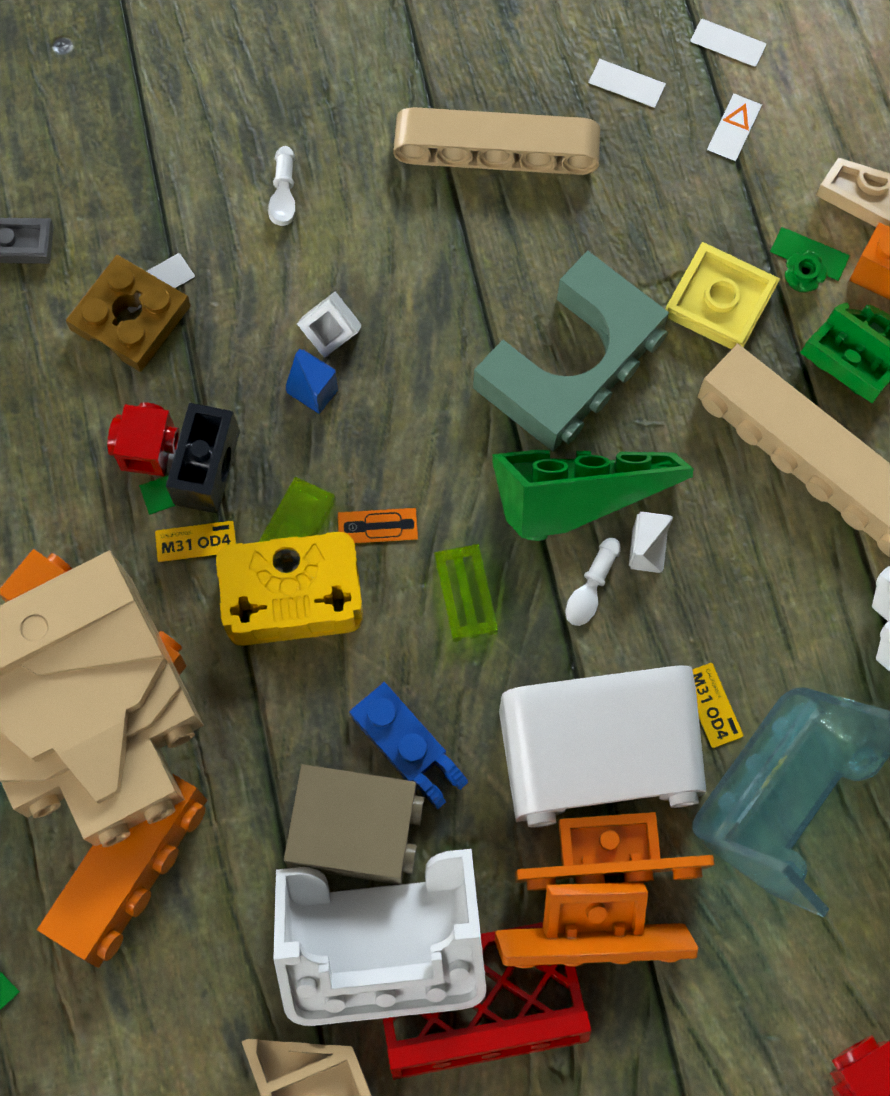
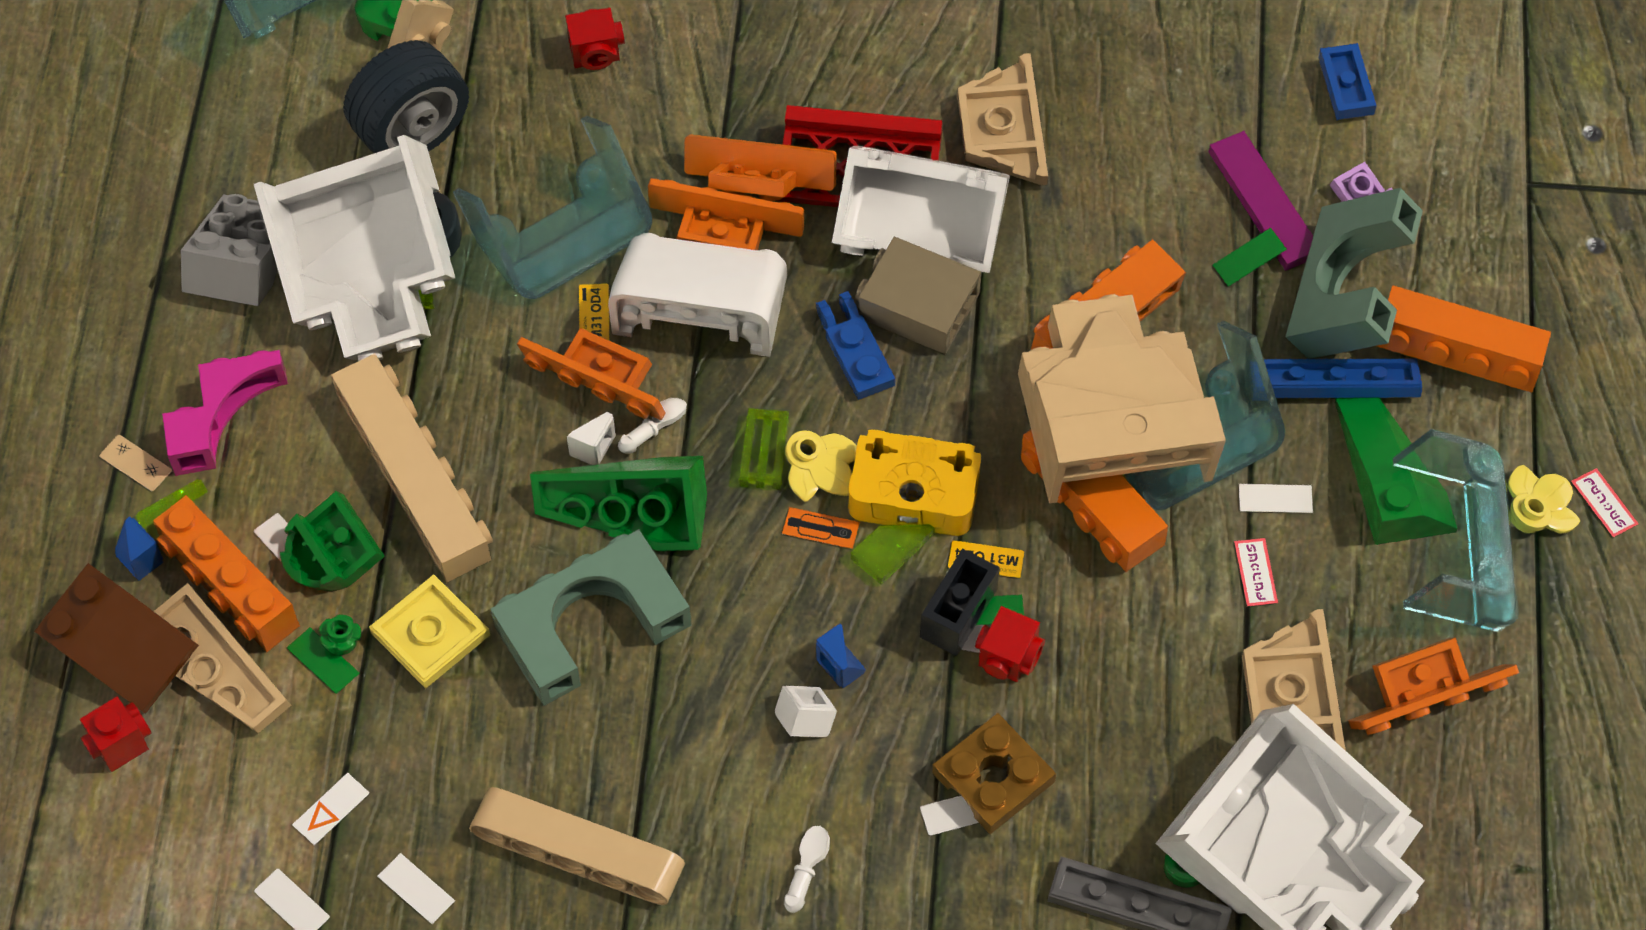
camera: 160 degrees left, 10 degrees down
(392, 588) = (824, 468): none -> light yellow plate
(672, 617) = (599, 365): none -> orange bracket

